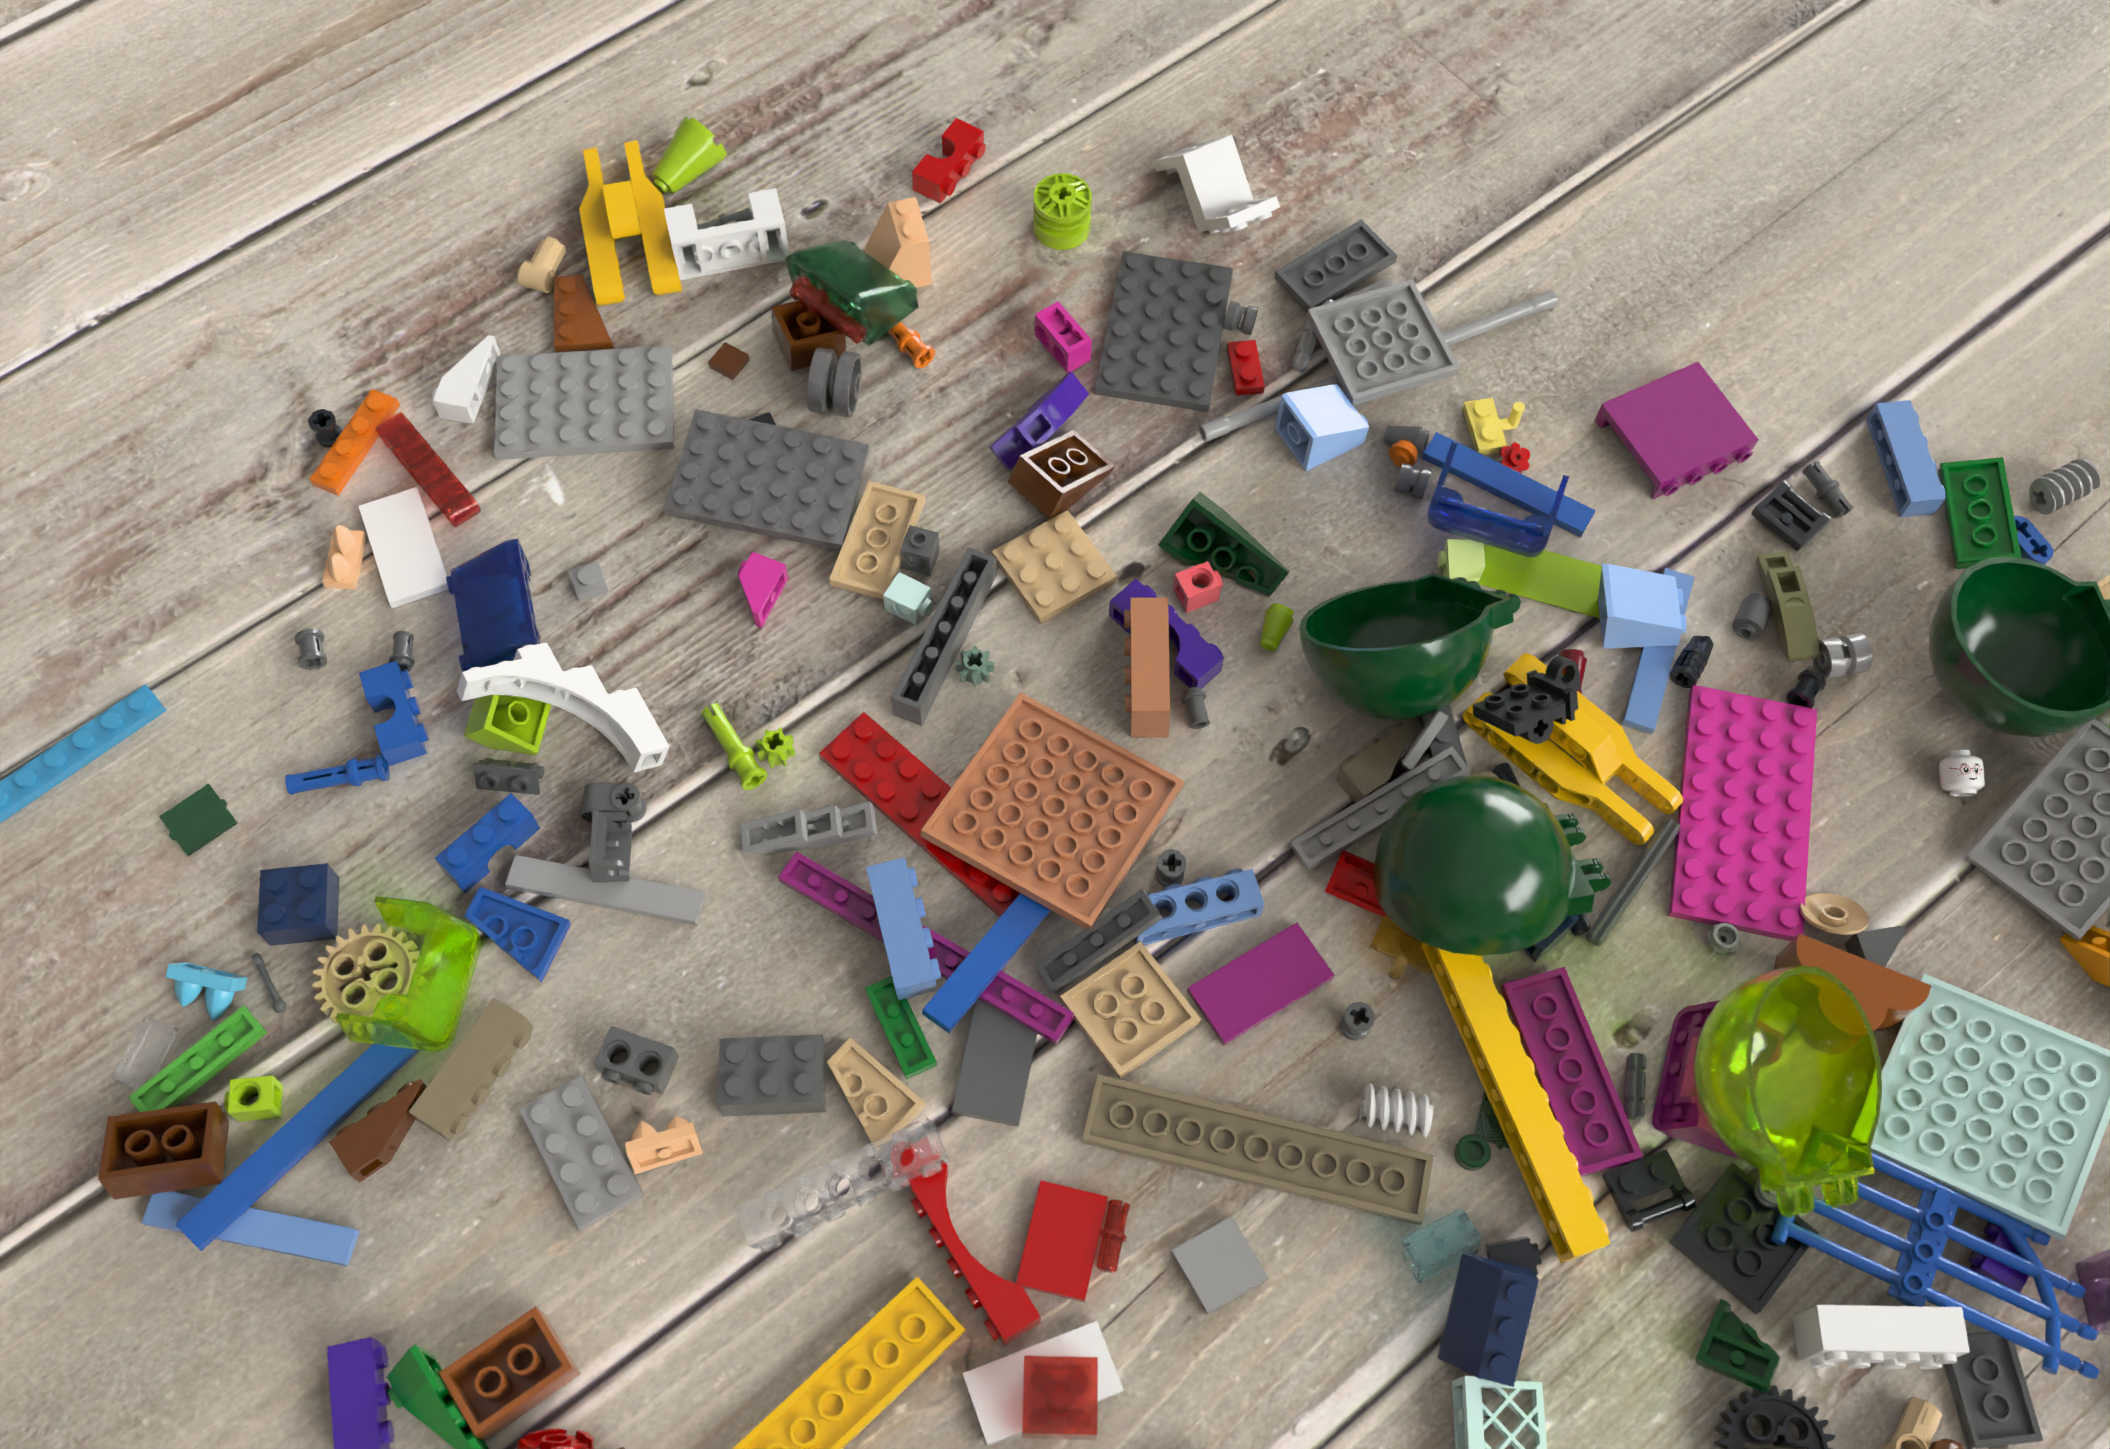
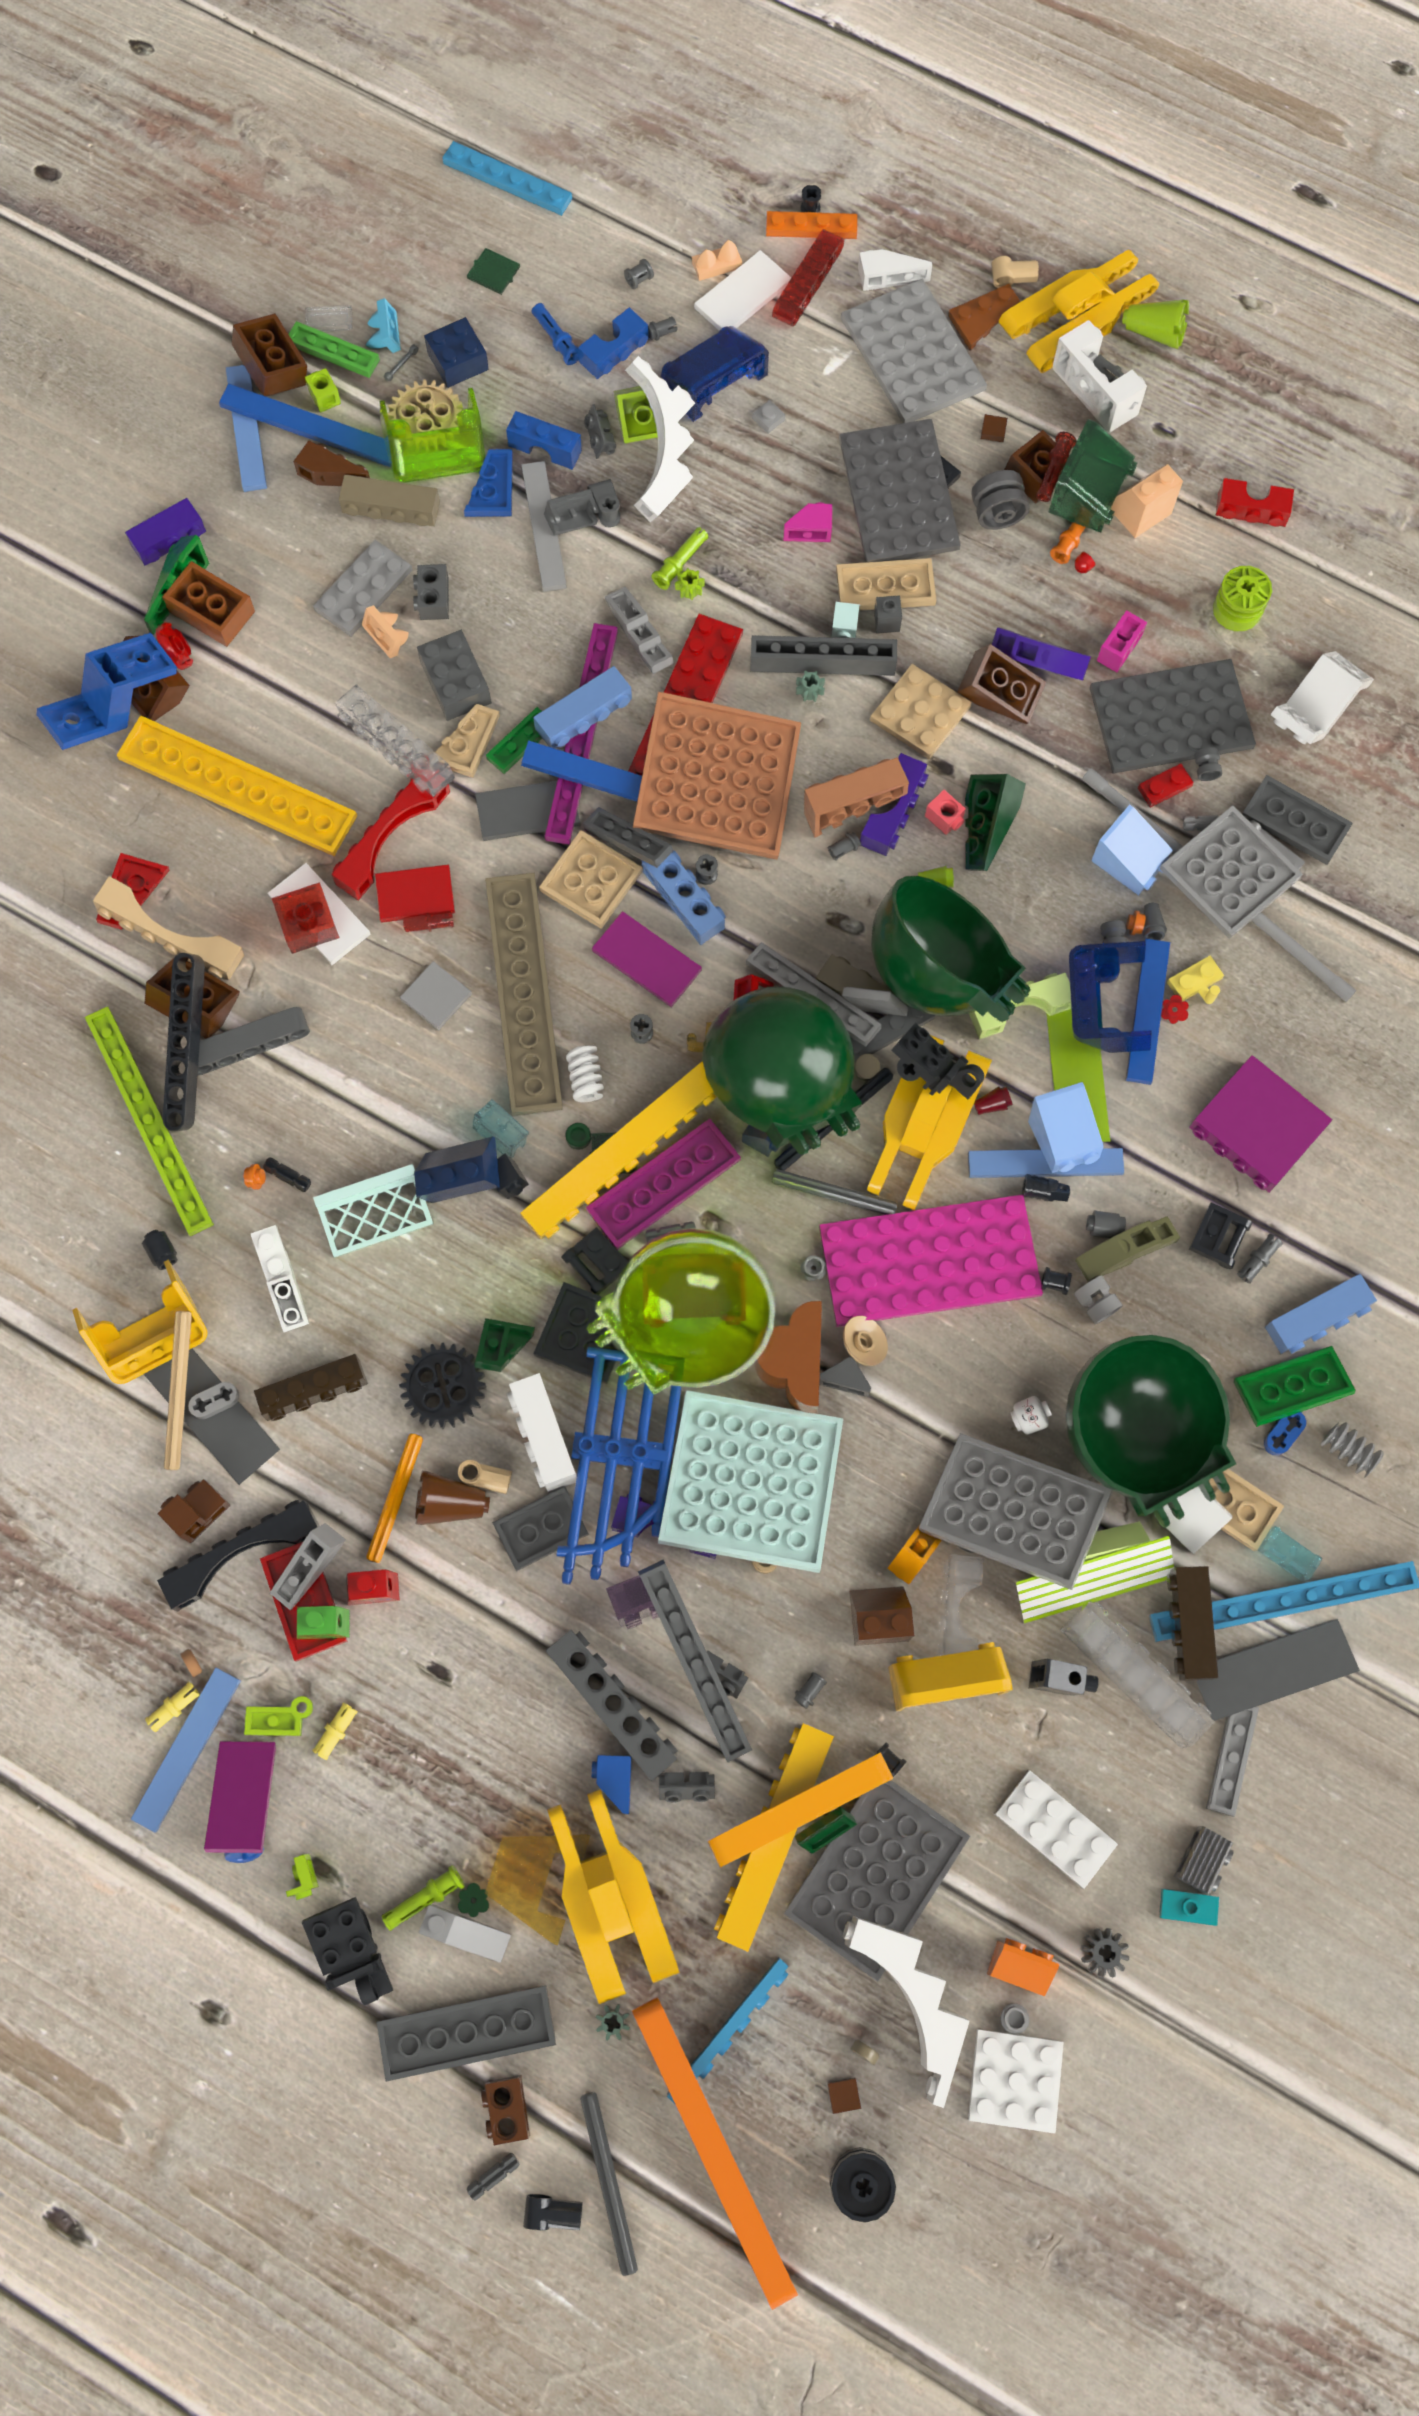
camera: 70 degrees right, 10 degrees up
(943, 338) = (1084, 563): none -> red hinge

